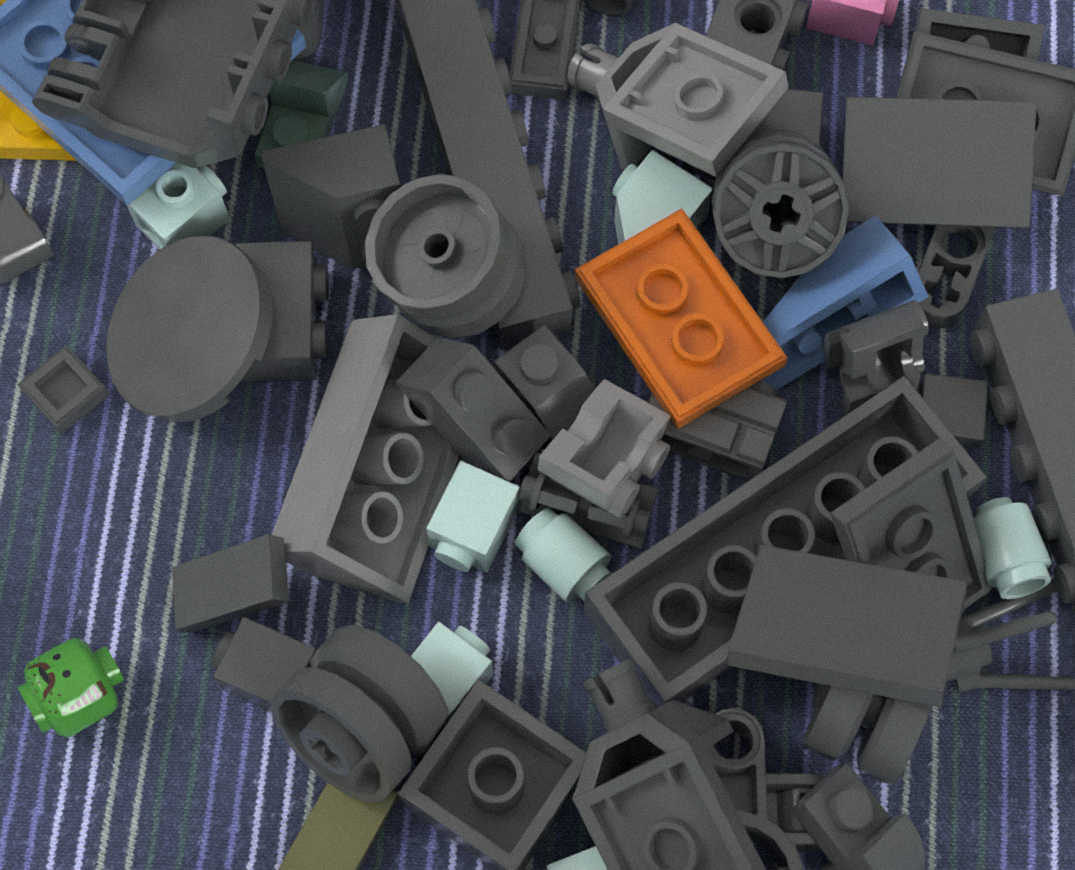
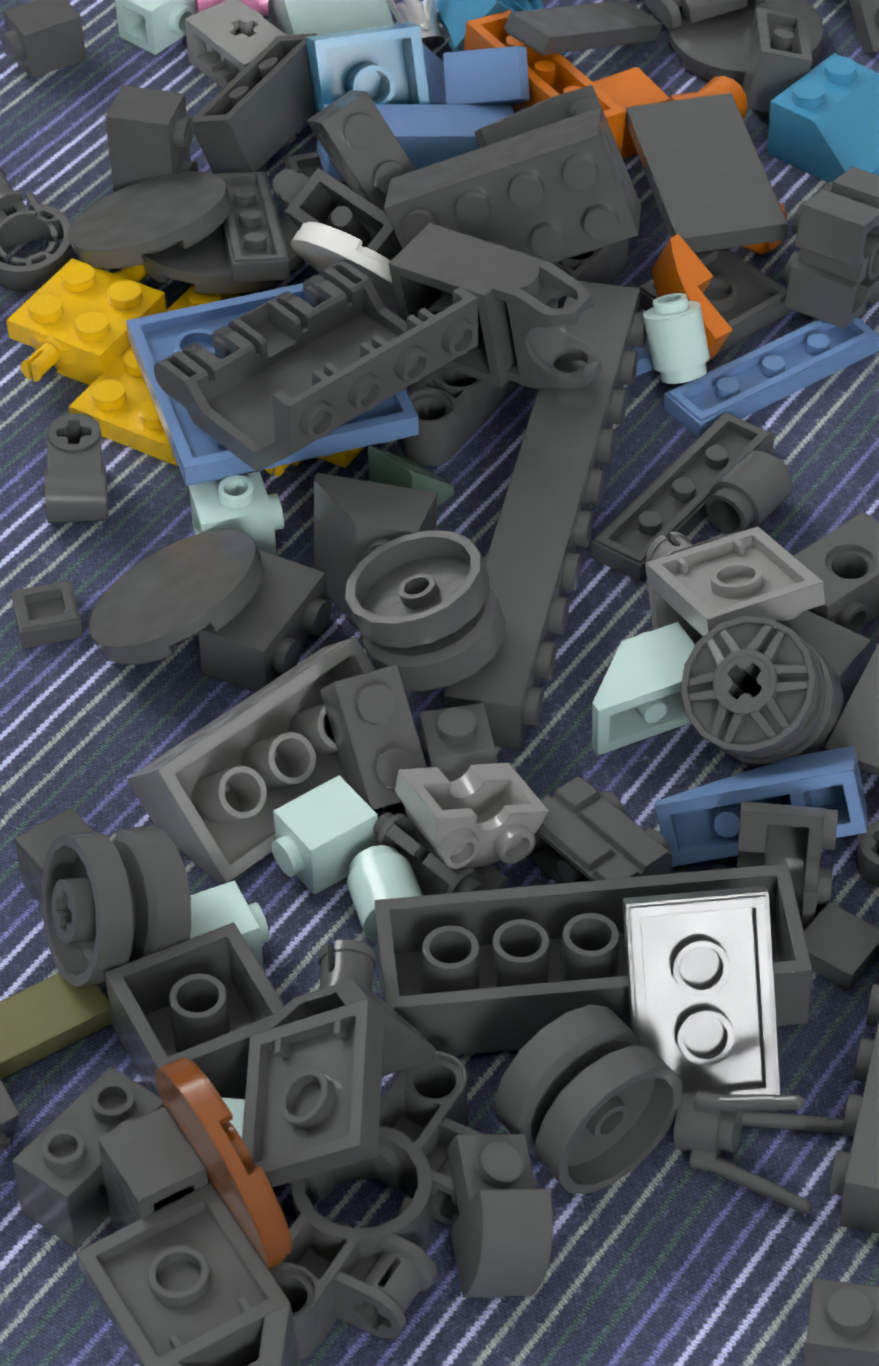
camera: 30 degrees right, 25 degrees down
(230, 584) = (84, 785): dark grey tile -> none
(680, 318) = (611, 747): orange tile -> none
(849, 625) = (583, 992): dark grey tile -> none
(1012, 548) = (814, 1061): light aqua brick -> none

